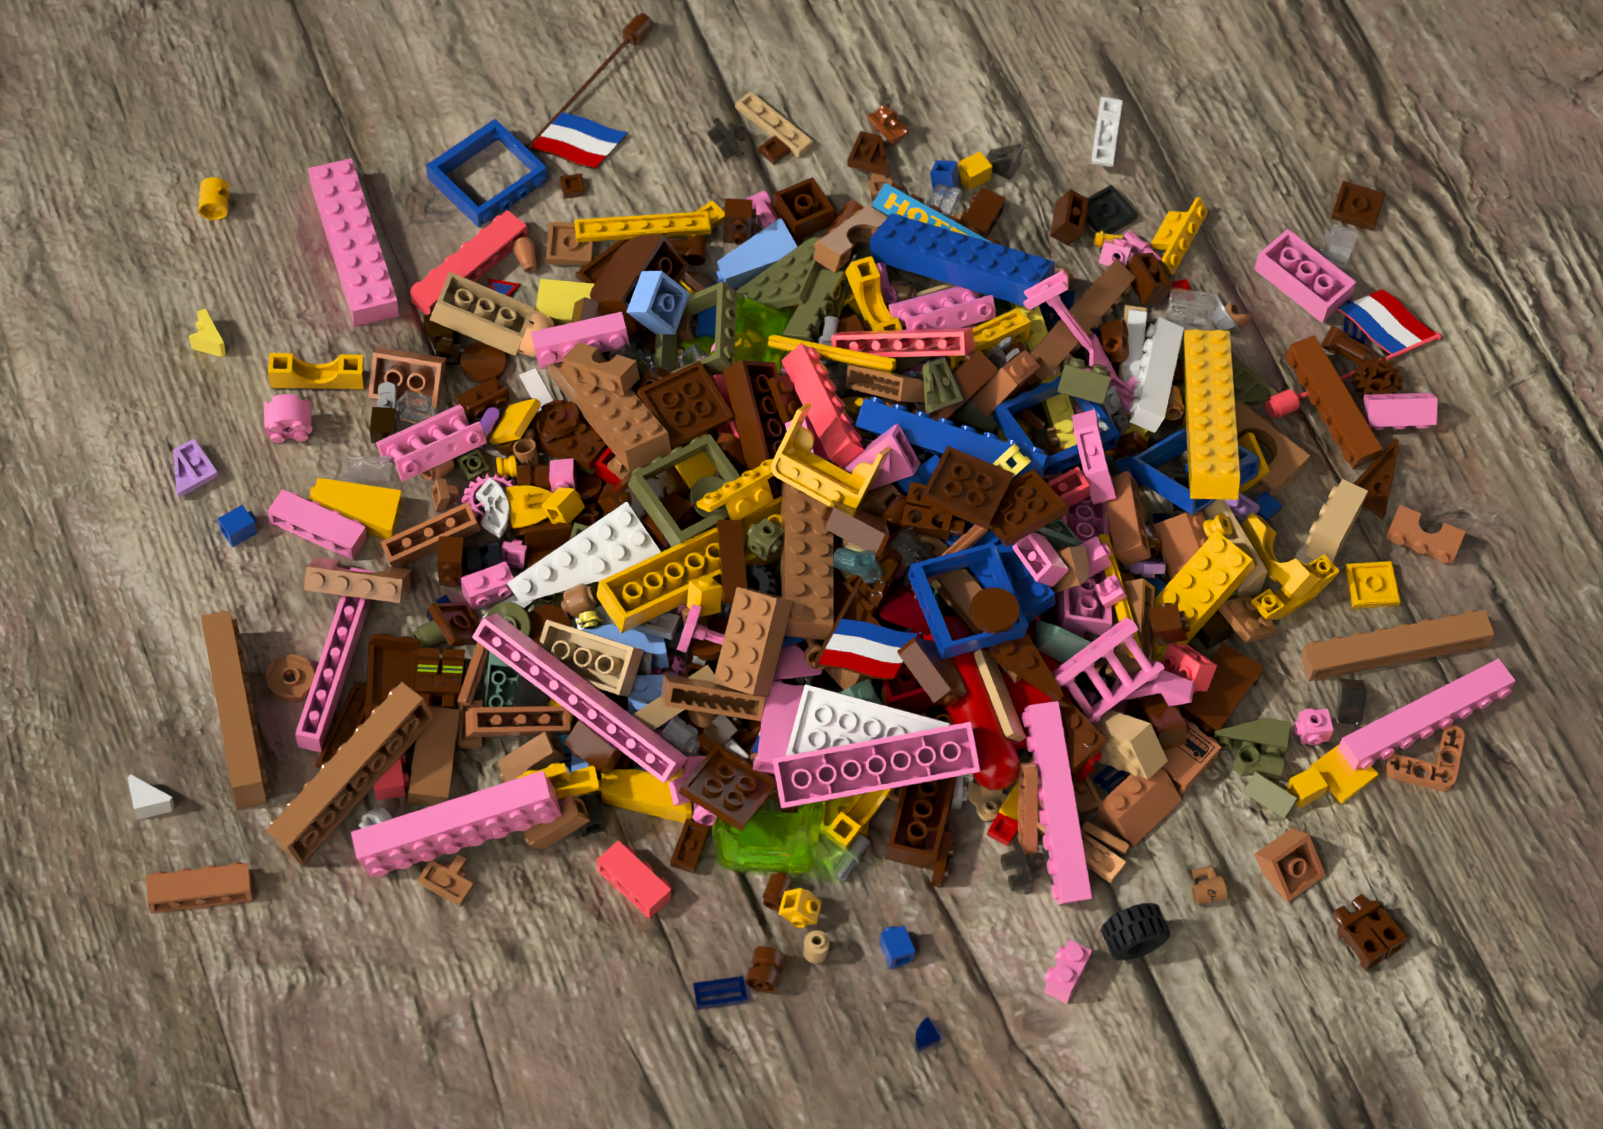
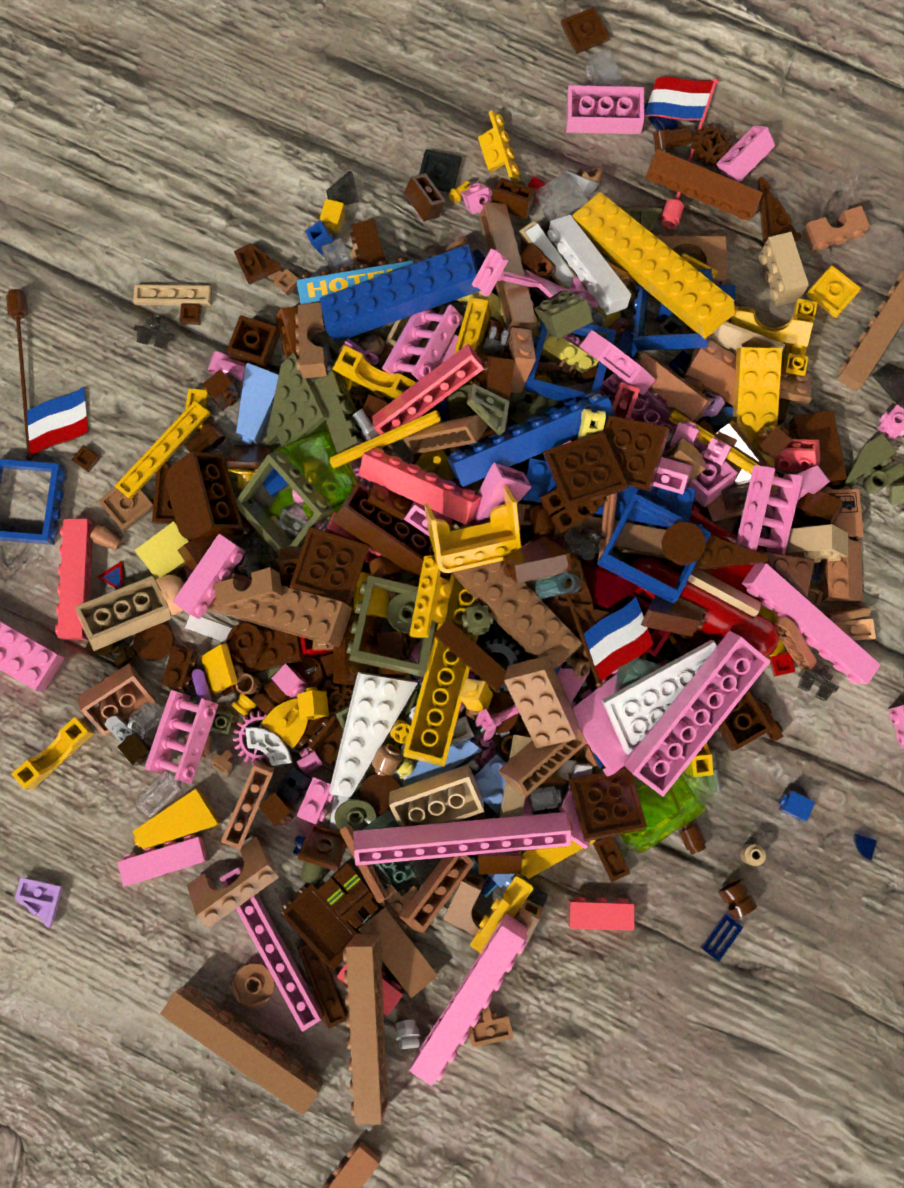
camera: 35 degrees left, 20 degrees up
(148, 800) = (246, 1161): white slope -> none
(237, 525) = (112, 911): blue brick -> none
(287, 418) = (69, 806): bright pink brick -> none
(658, 302) = (236, 504): light blue brick -> none
(687, 329) = (263, 497): medium nougat tile -> none
(800, 907) = (719, 837): yellow brick -> none
(888, 124) = (247, 230): dark orange hips -> none
(1057, 641) = (719, 514): sand green slope -> none
(1106, 131) = (387, 115): white slope -> none
(1139, 246) = (484, 178): bright pink pin -> none
(1220, 523) = (728, 341): yellow wheel -> none

